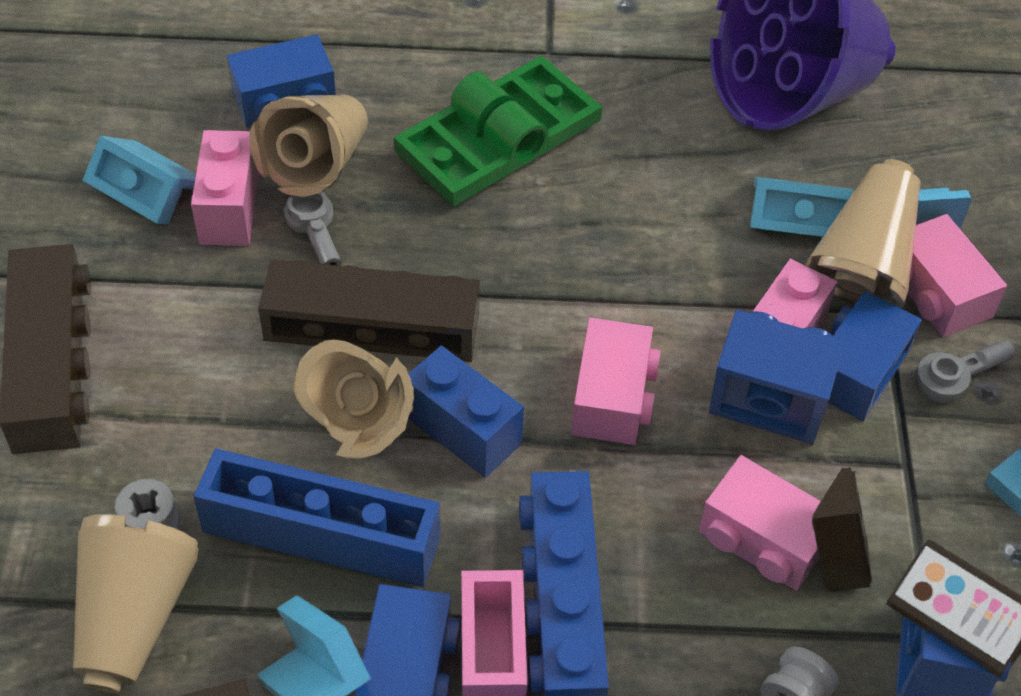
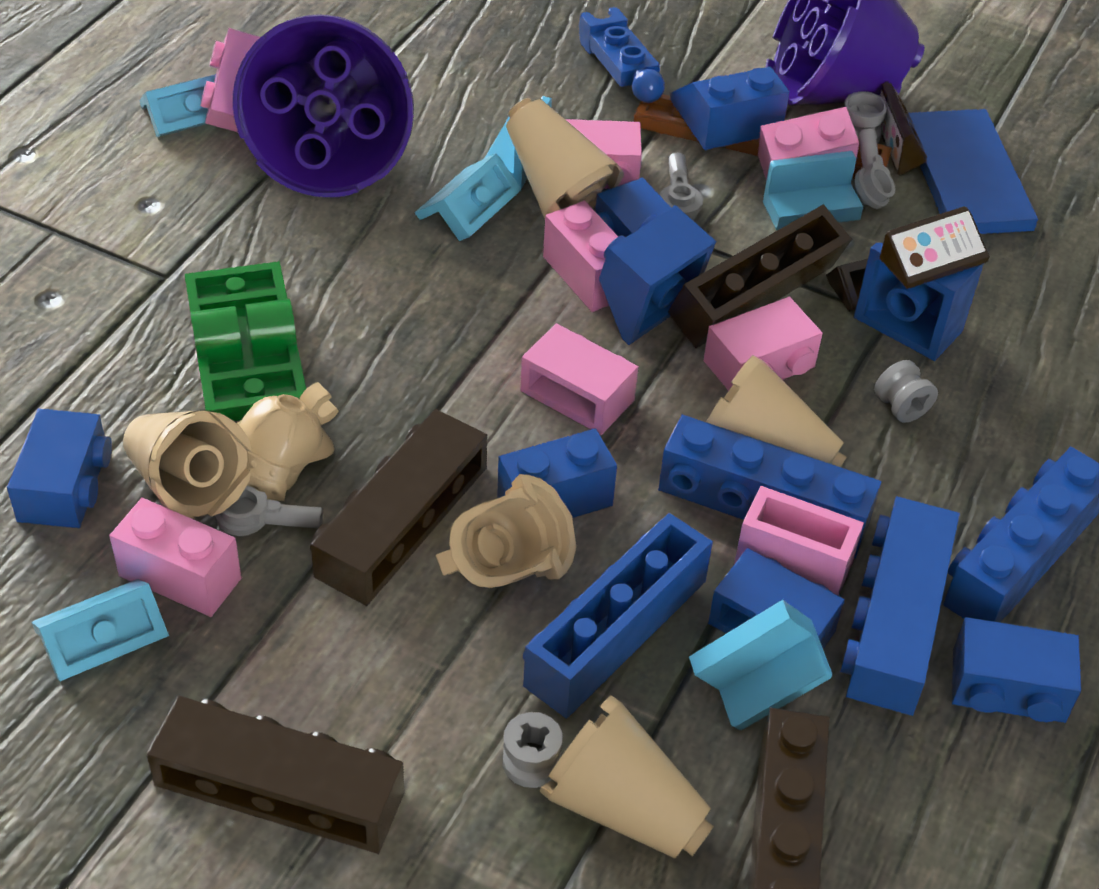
camera: 65 degrees left, 5 degrees down
(391, 197) = (286, 437): none -> tan helmet
(644, 563) = (773, 413): none -> tan cone
(842, 535) = (811, 291): dark brown slope -> none
(890, 485) = (760, 273): none -> dark brown brick

